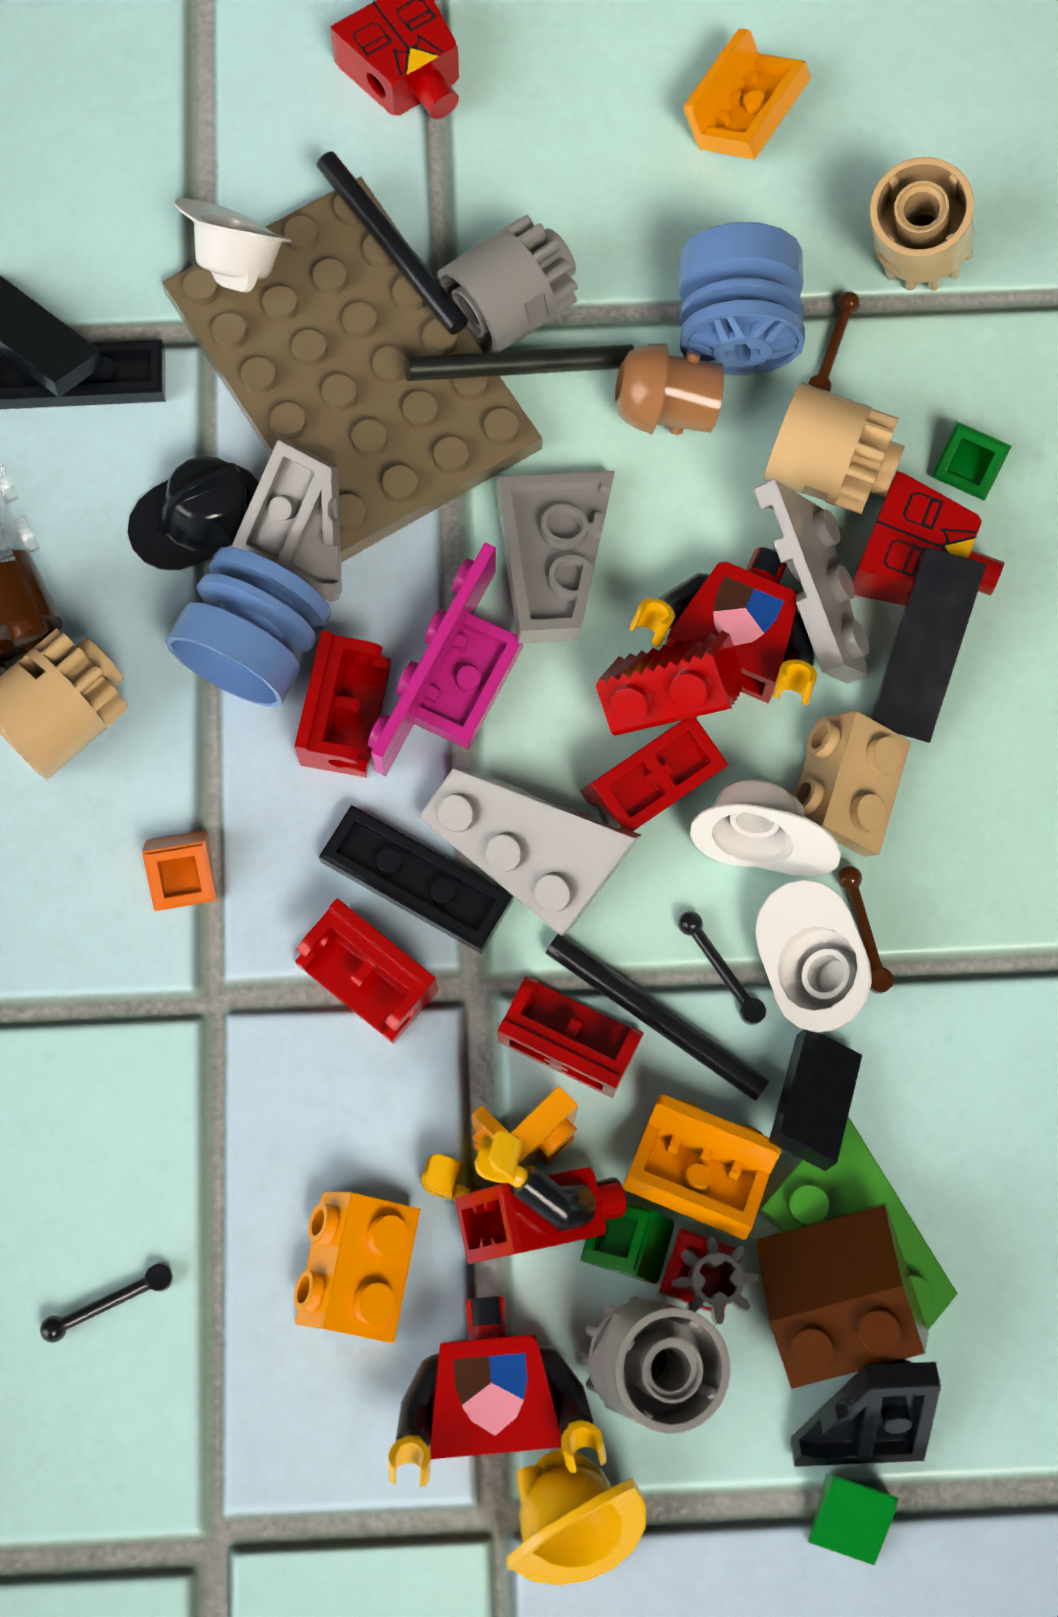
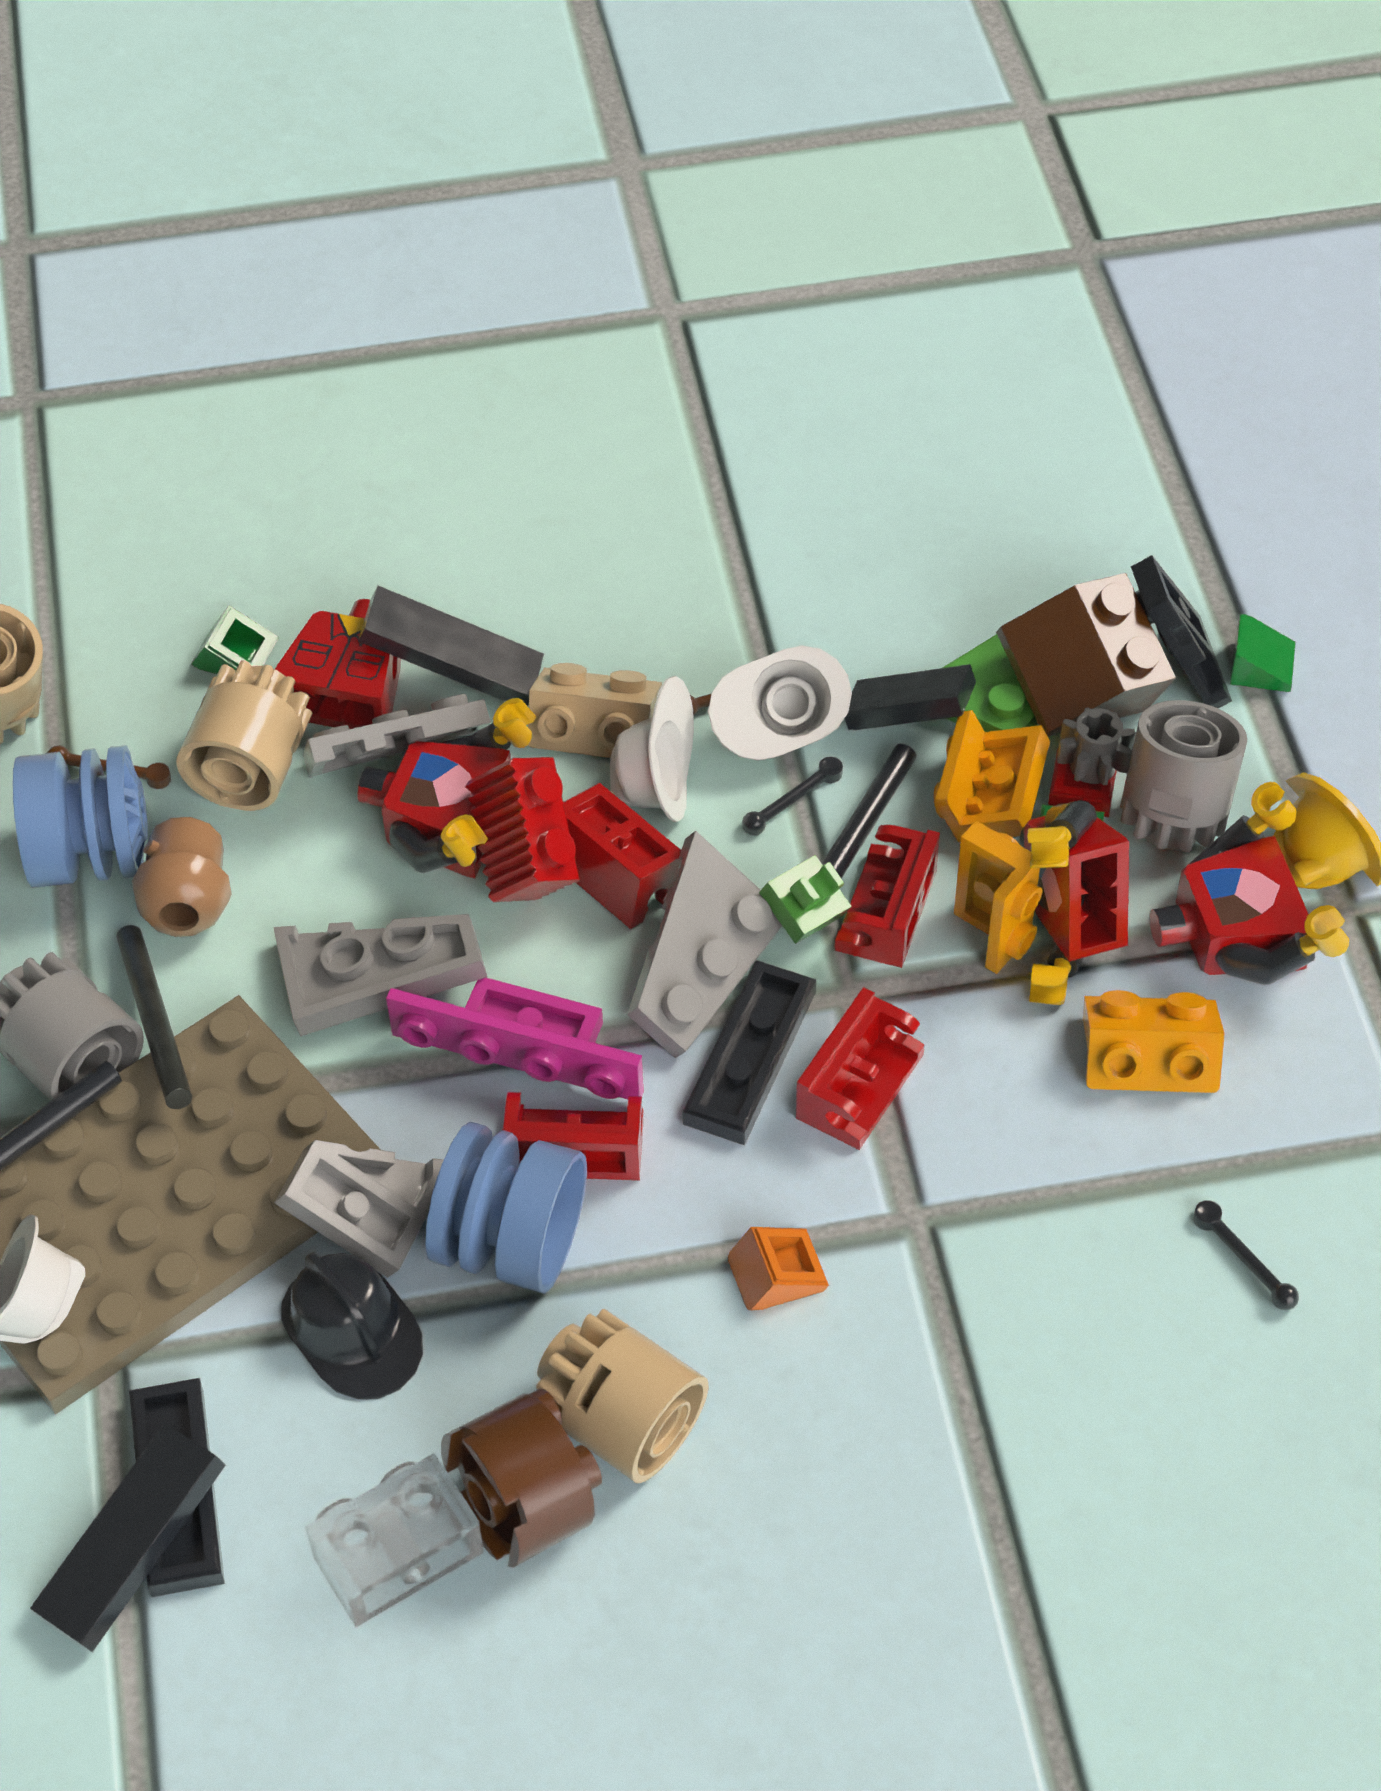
camera: 95 degrees left, 20 degrees down
(567, 948) = (806, 898): none -> bright green tile

